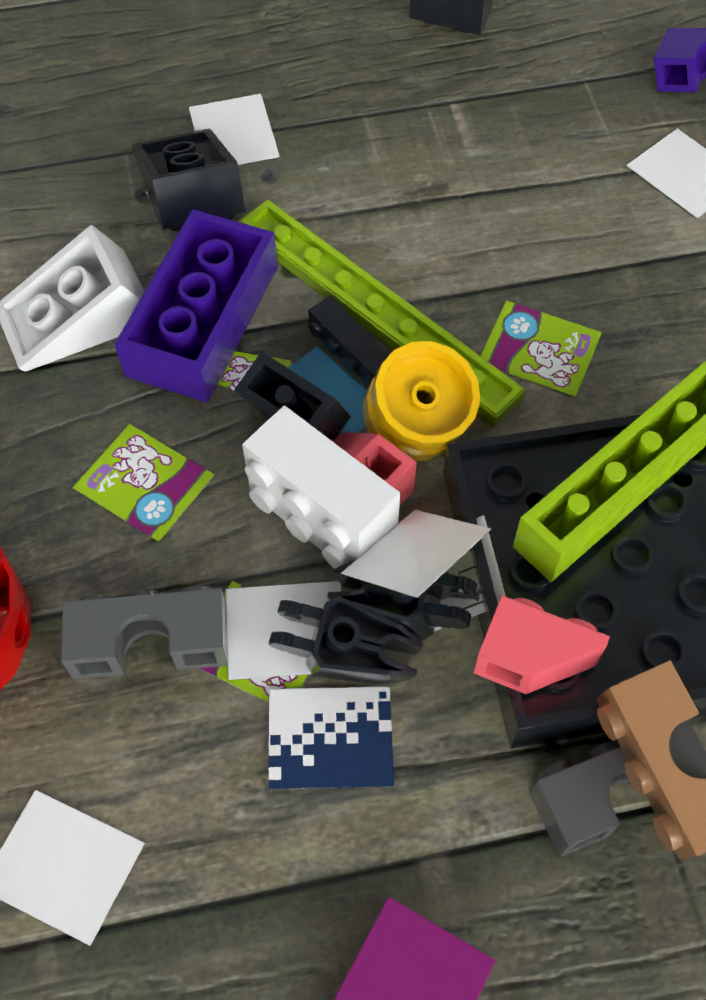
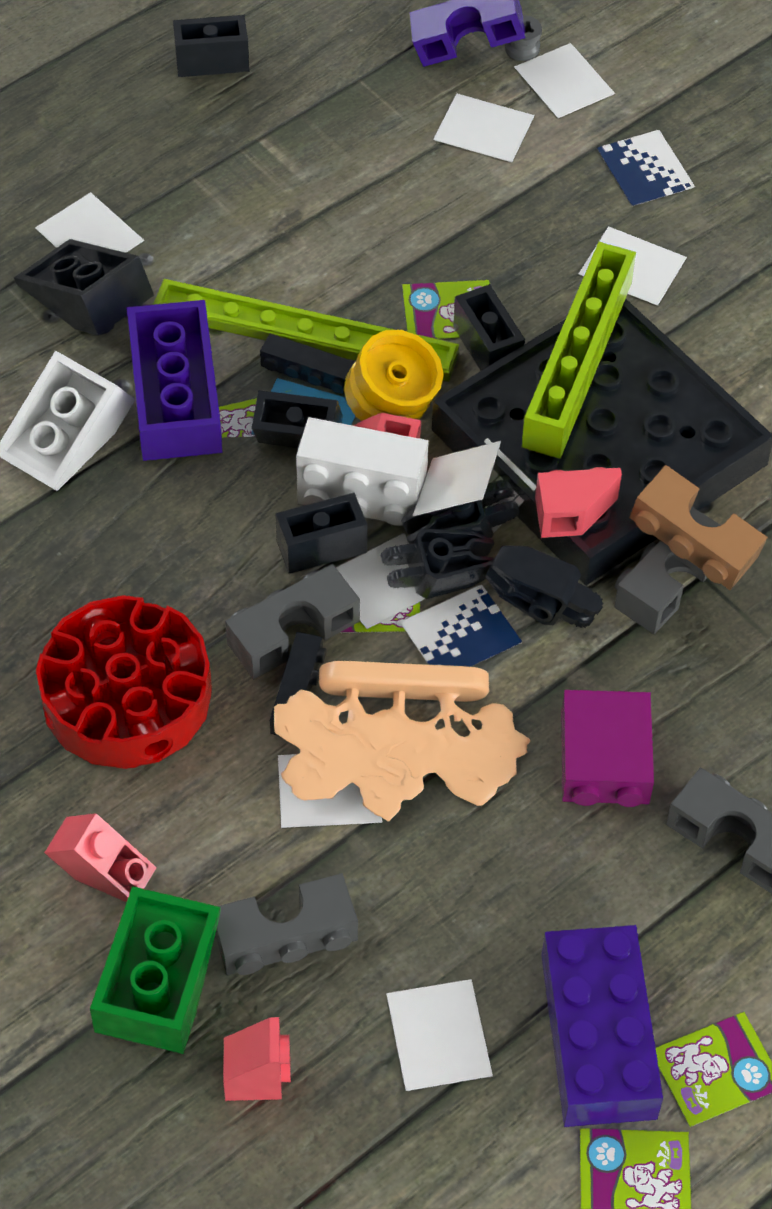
camera: 30 degrees left, 5 degrees down
(103, 714) = (300, 669): none -> black piece
(143, 482) = (210, 529): sticker -> none
(150, 861) = (389, 751): none -> light nougat plant
(236, 543) = (321, 533): none -> black brick
(446, 734) = (542, 586): none -> black hinge
(561, 382) = (485, 326): none -> black brick

